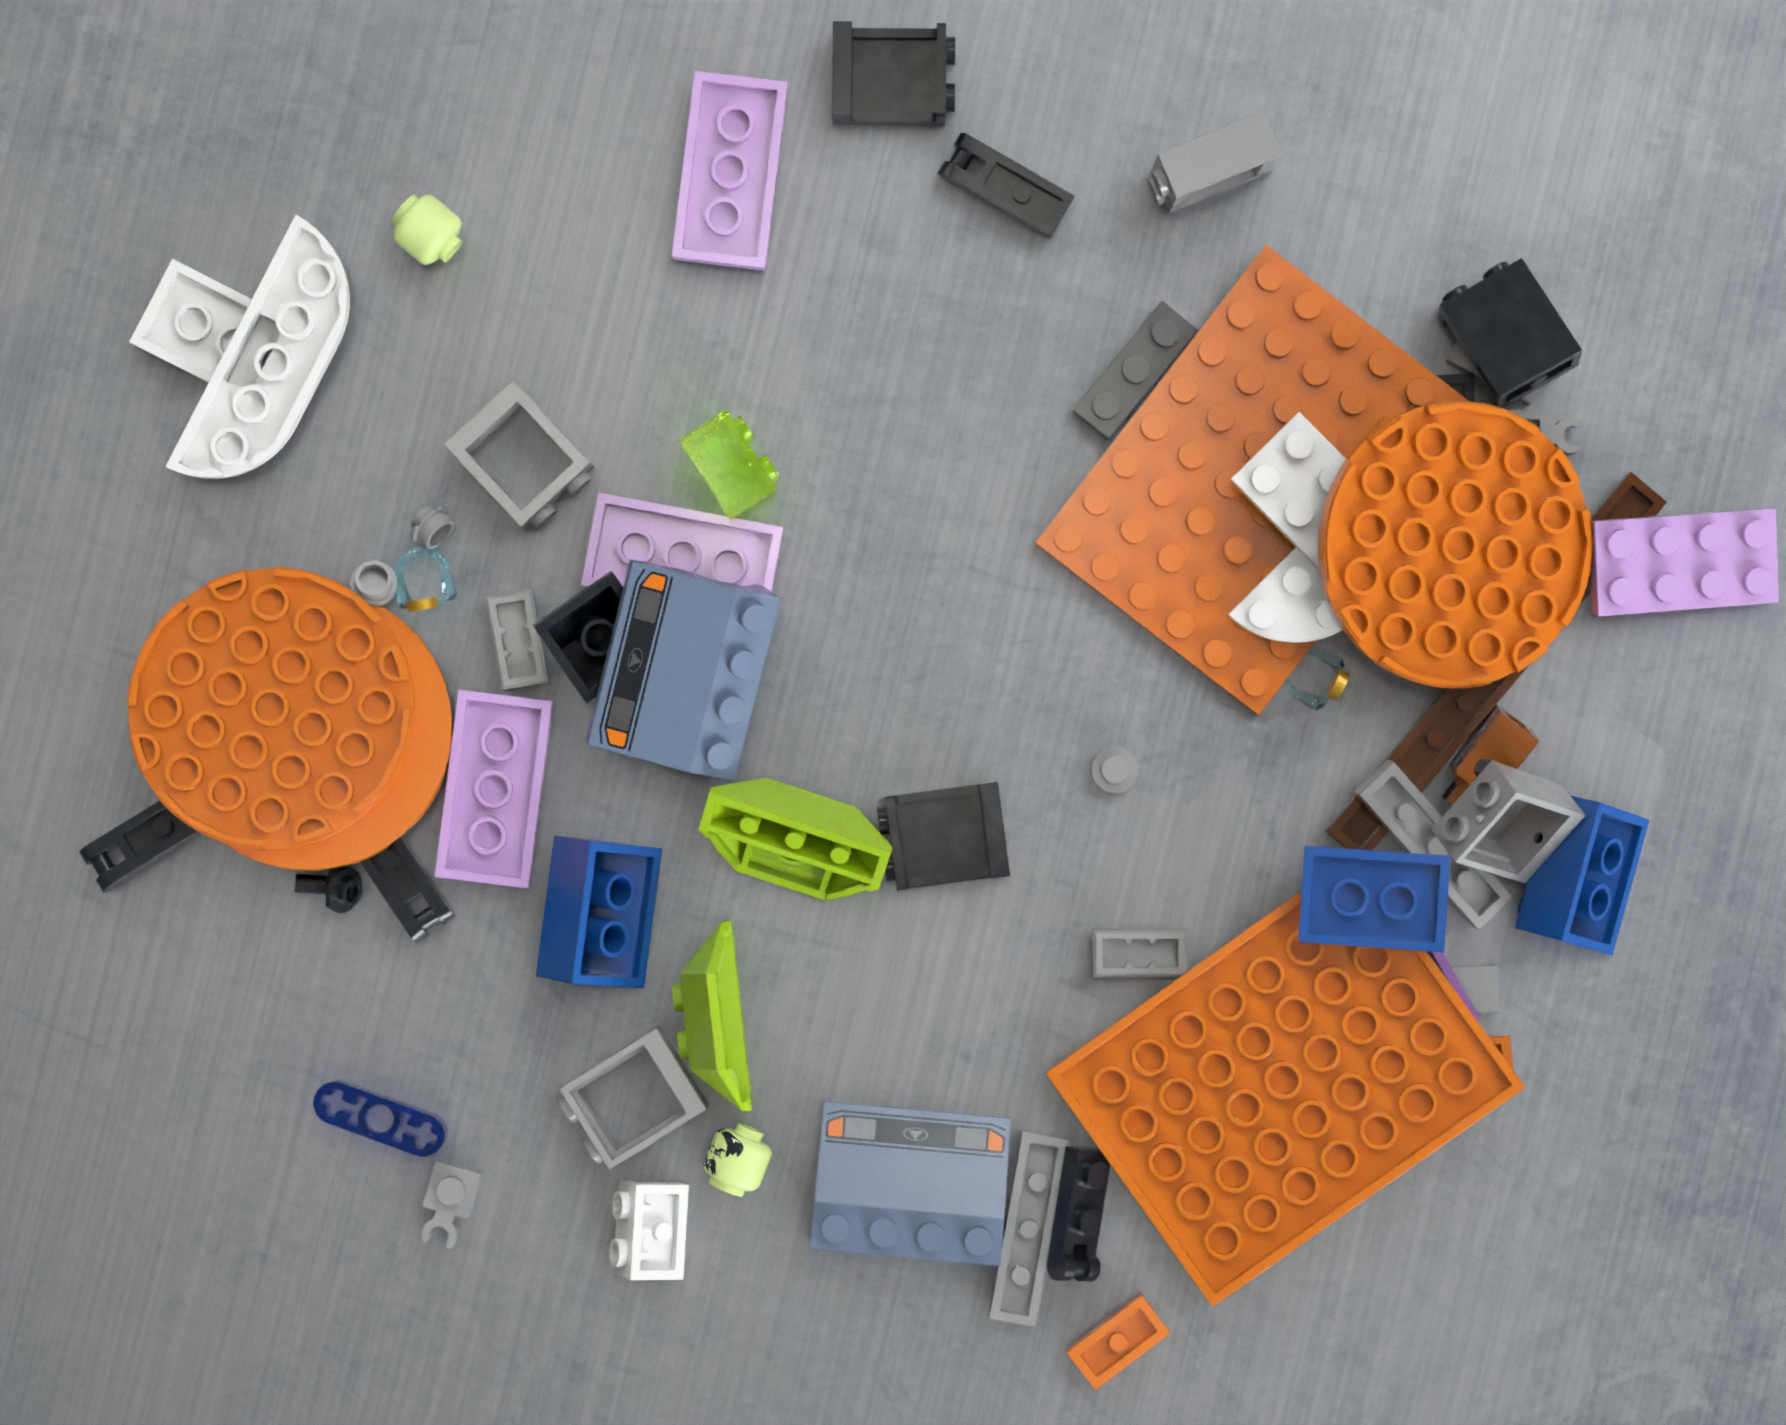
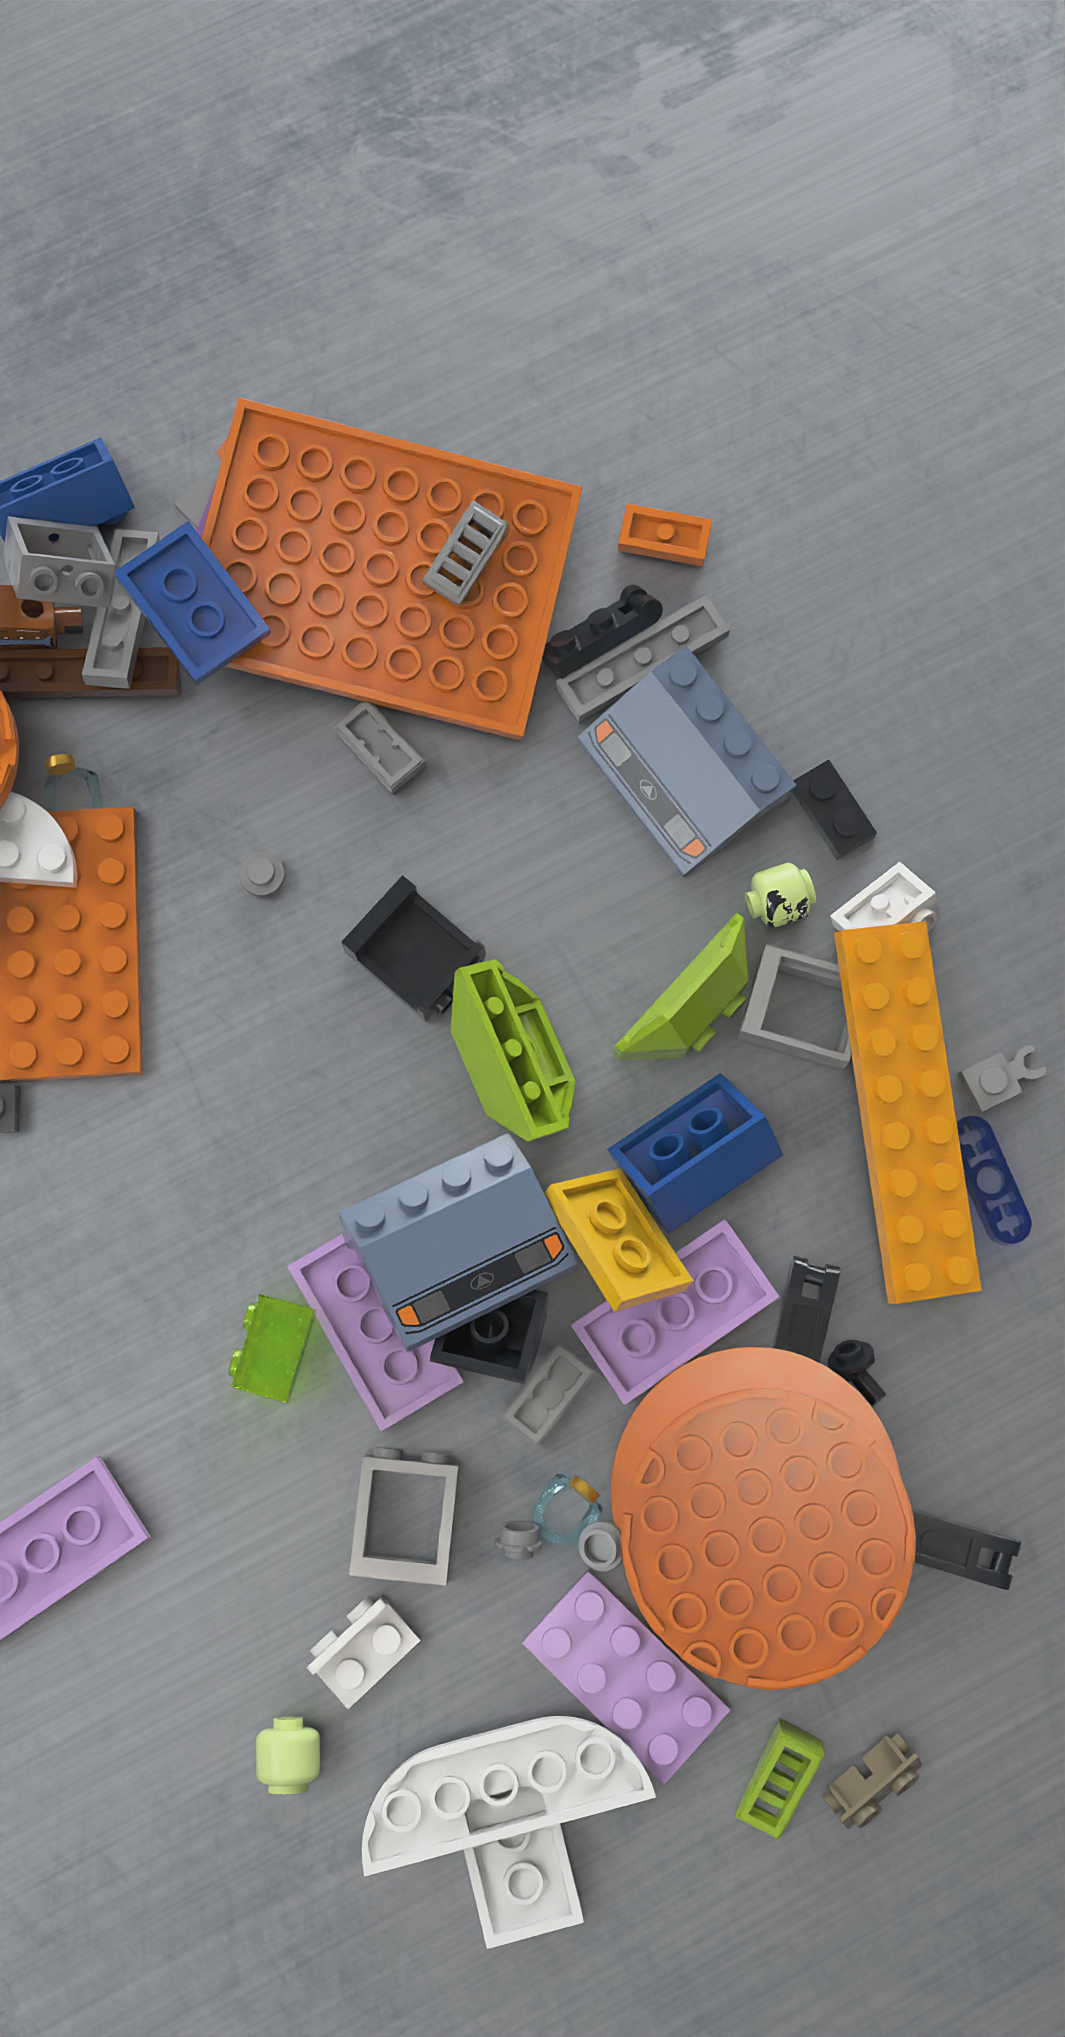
camera: 135 degrees left, 10 degrees down
(35, 649) = (862, 1796): none -> dark tan hinge
(112, 604) = (799, 1741): none -> lime slope
(269, 520) = (626, 1676): none -> lavender plate
(454, 346) = (364, 1650): none -> white bracket
(485, 1101) = (907, 1112): none -> light orange plate
(581, 791) = (617, 1239): none -> yellow plate
(772, 1267) = (833, 810): none -> black plate
(1243, 1196) = (487, 522): none -> light grey slope

